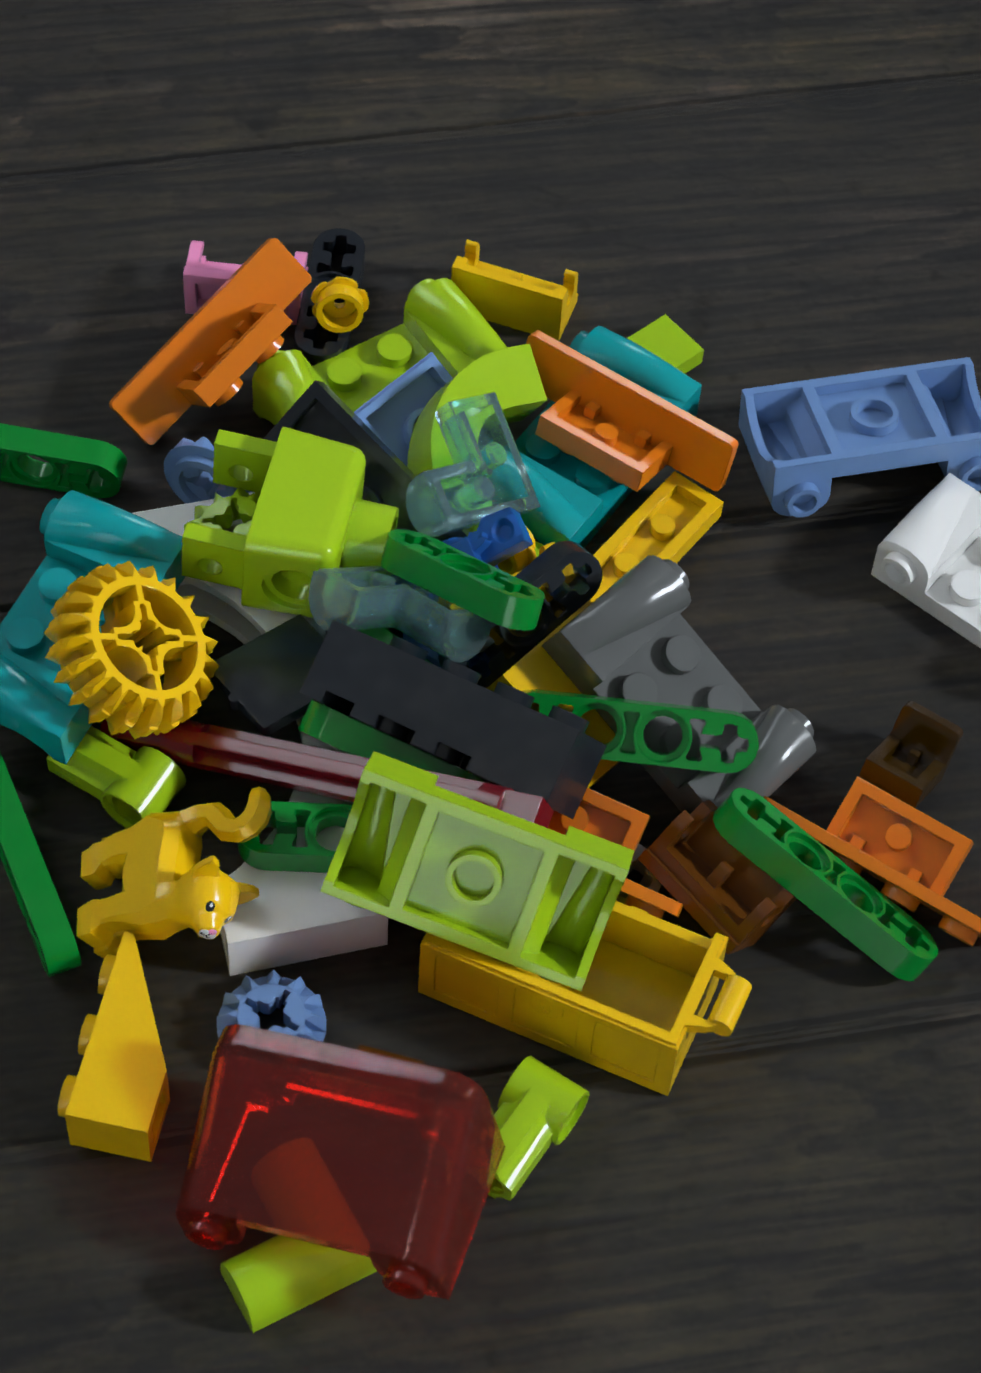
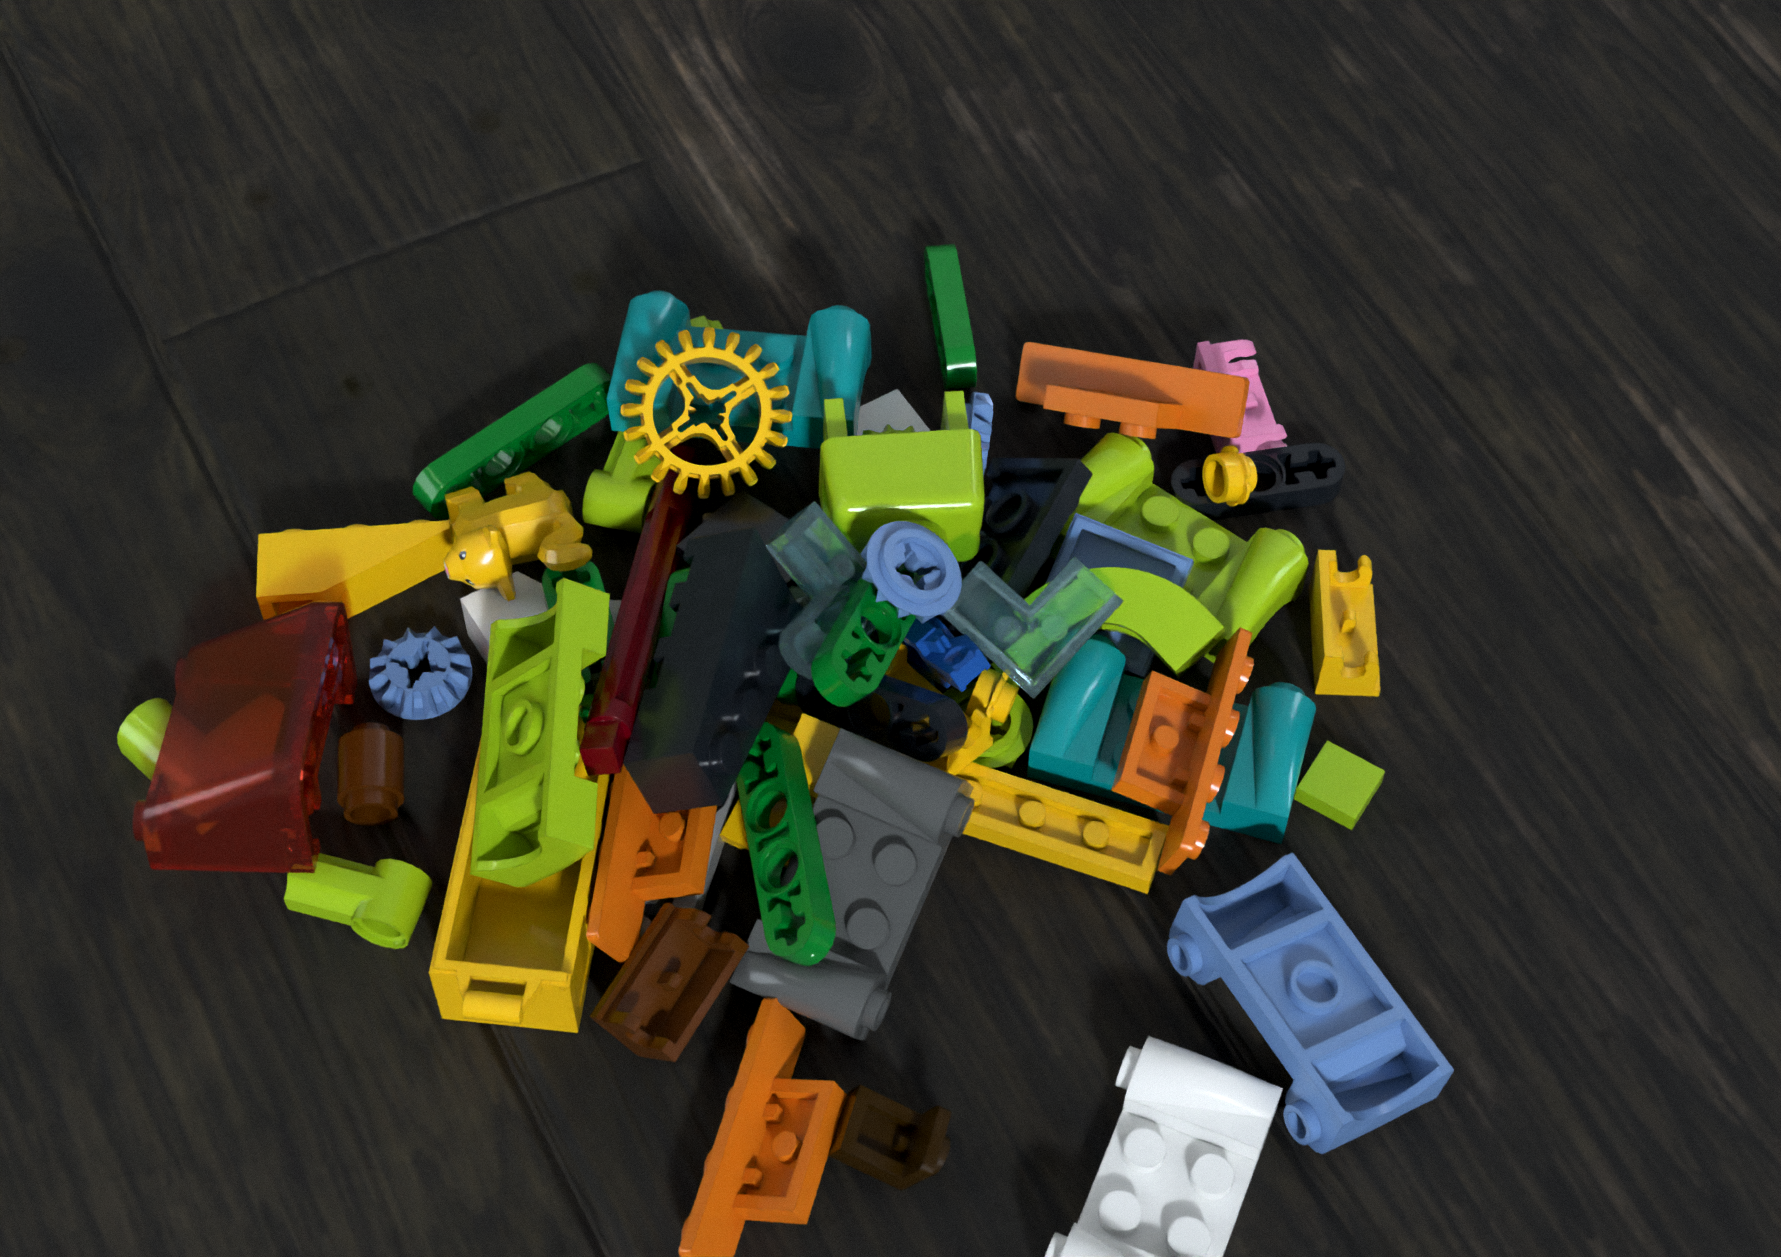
camera: 75 degrees right, 0 degrees up
(425, 519) = (921, 553): none -> medium blue gear
(825, 884) = (703, 1085): green beam -> none

